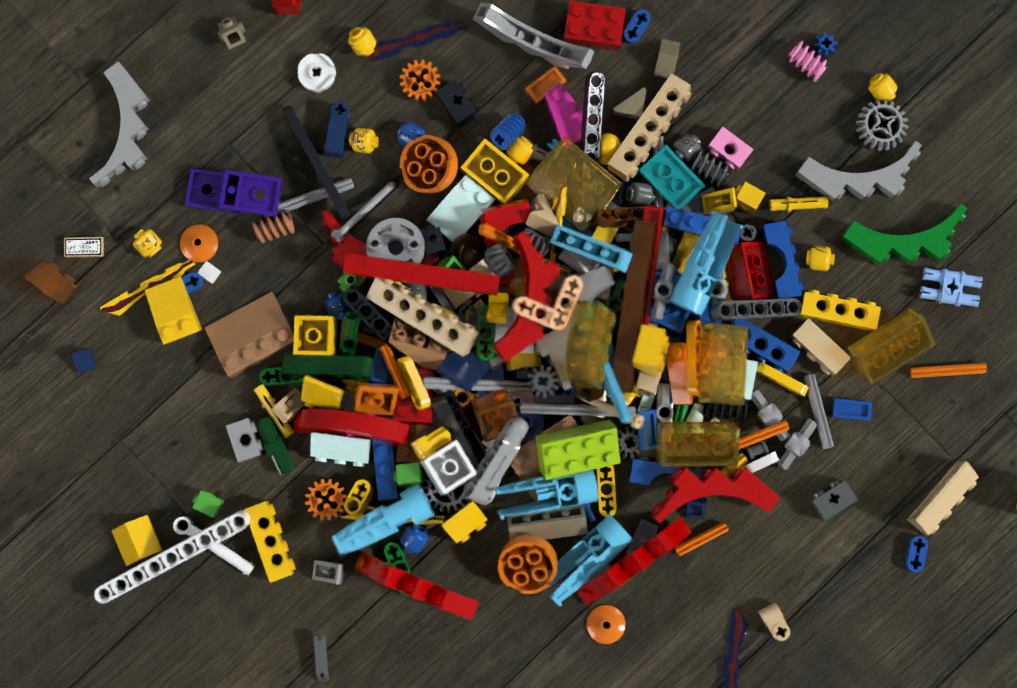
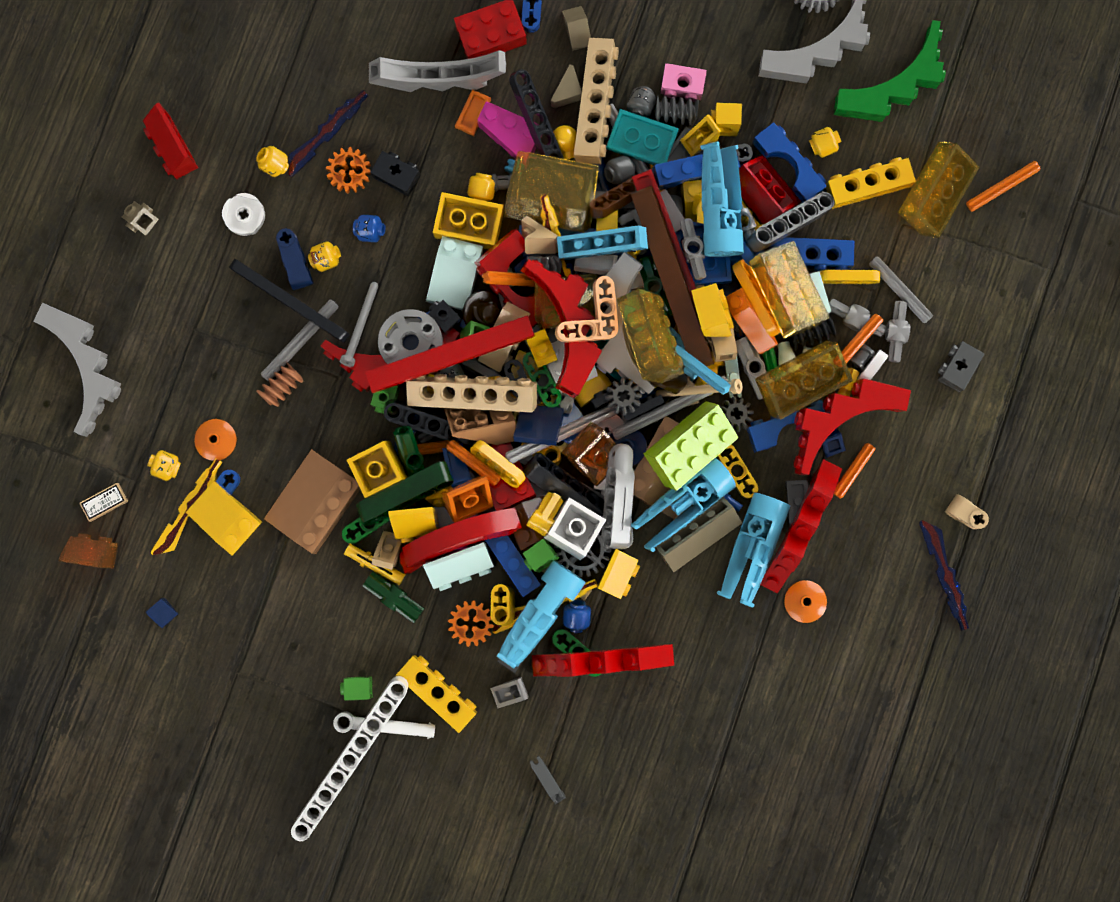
camera: 25 degrees left, 0 degrees up
(136, 540) = (306, 760): yellow slope -> none
(209, 272) = (240, 462): white sticker -> none
(234, 192) = (223, 371): dark purple bracket -> none
(236, 432) = (349, 601): light grey brick -> none
(335, 305) = (381, 429): blue head -> none
(428, 164) = (391, 249): orange cylinder -> none
(500, 260) = (519, 300): dark grey gear -> none
(507, 131) = (460, 175): blue piece -> none
(525, 562) = (698, 580): orange cylinder -> none
(648, 431) = (750, 394): blue tile -> none
(798, 203) = (768, 105): yellow pin -> none
(820, 347) = (870, 227): tan brick -> none
(851, 409) = (931, 271): blue tile -> none
(921, 555) = (1071, 376): blue beam -> none
(943, 497) = (1063, 309): tan slope -> none
(958, 280) = (966, 96): light blue pin -> none

